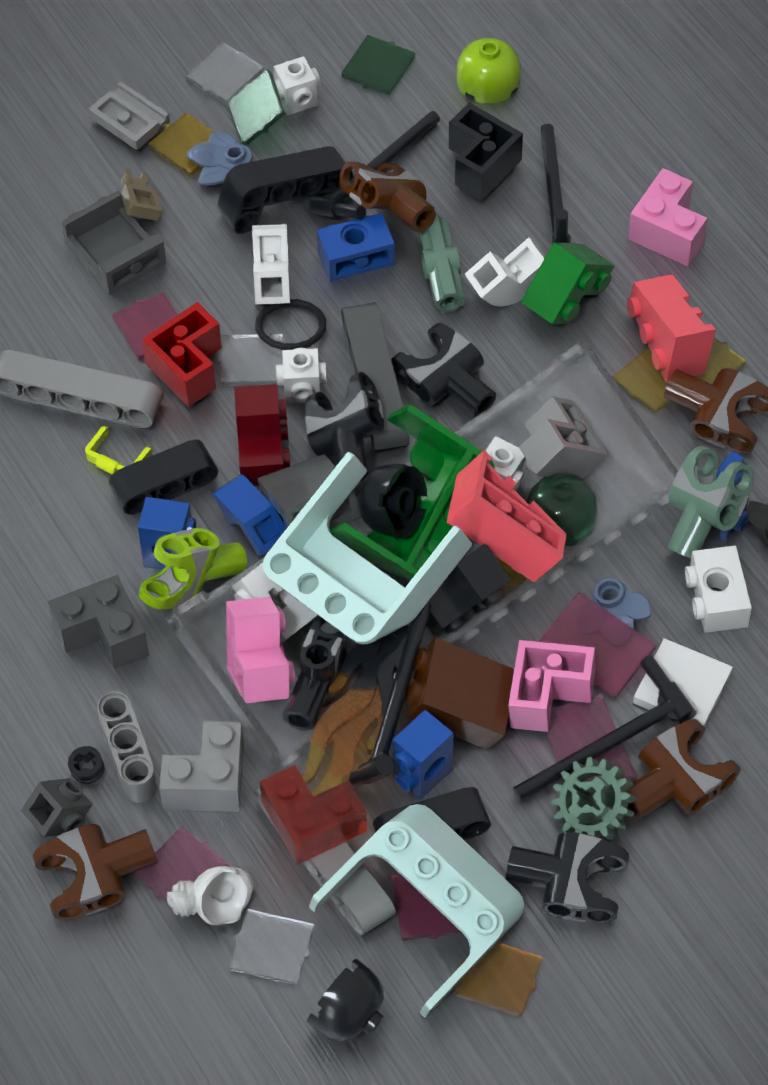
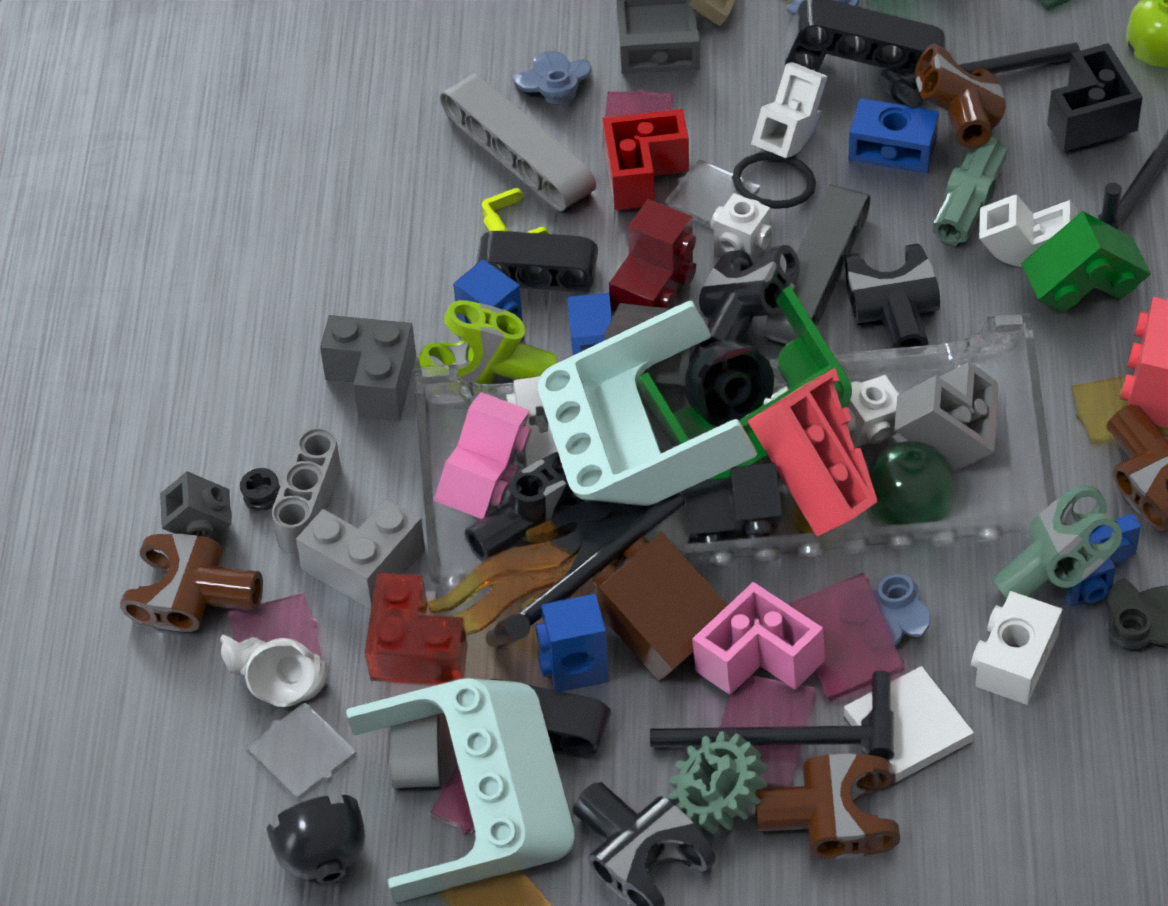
camera: 35 degrees right, 5 degrees down
(62, 322) = (553, 77): none -> sand blue plate

